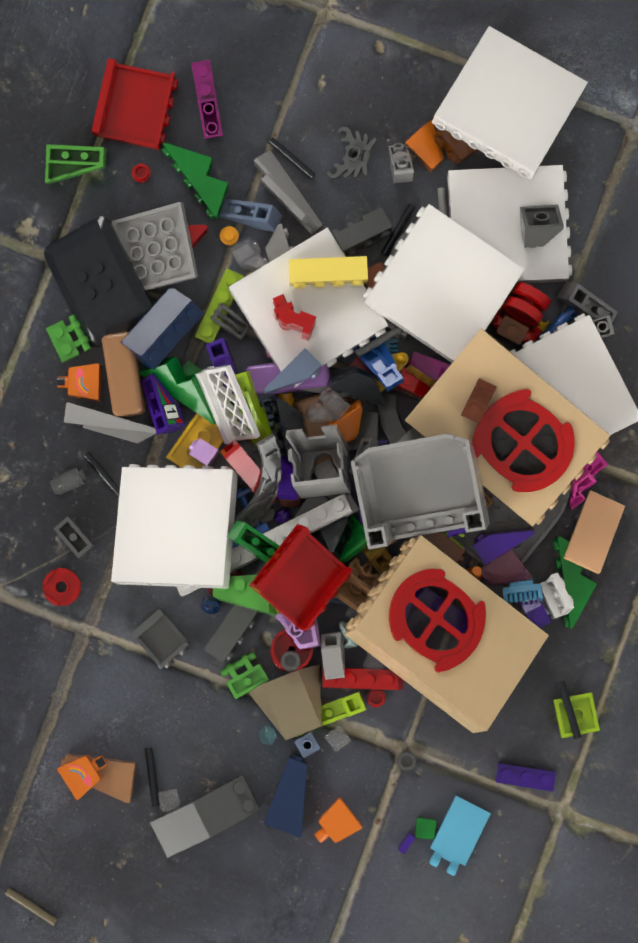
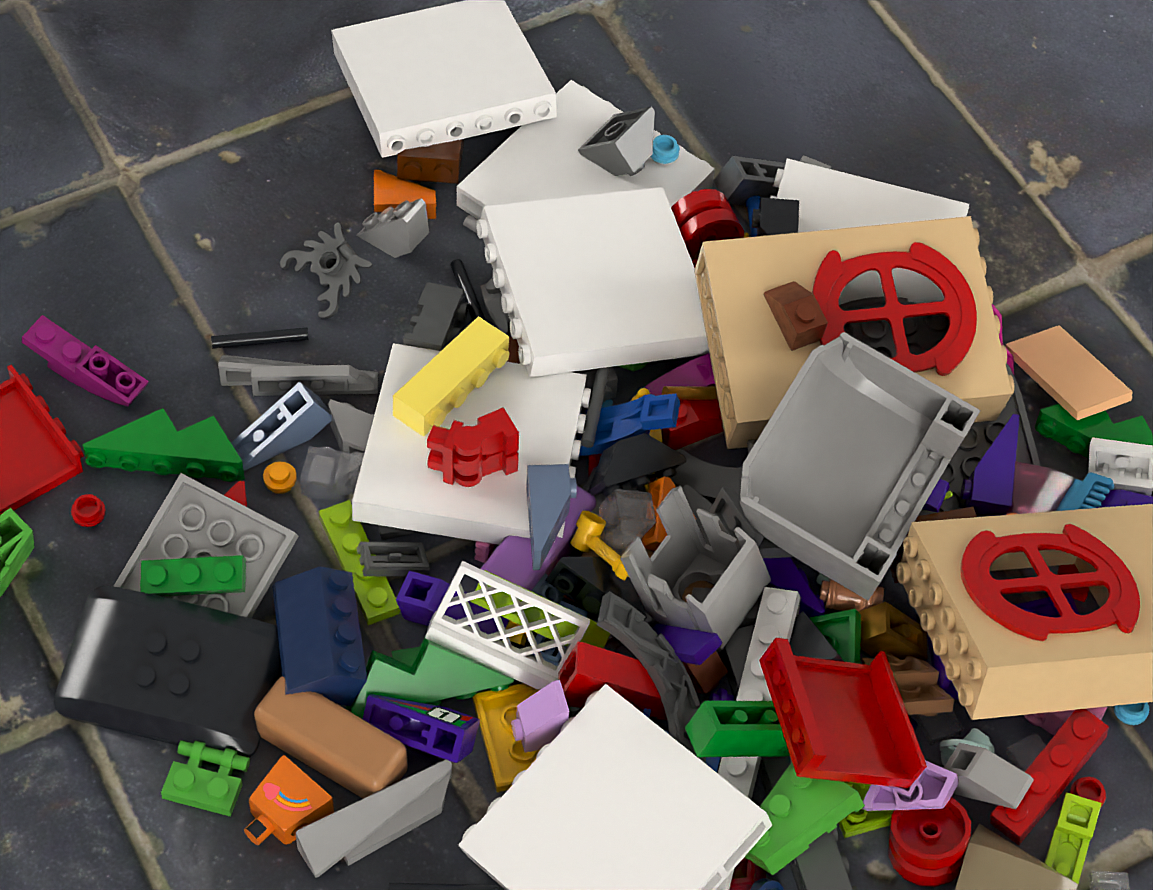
camera: 55 degrees left, 30 degrees down
(142, 251) = (193, 576): none -> green plate
(290, 661) = (949, 836): dark grey tile -> none
(308, 395) = (588, 537): none -> yellow brick
(542, 345) = (776, 217): none -> black slope
(555, 247) = (665, 149): none -> medium azure plate

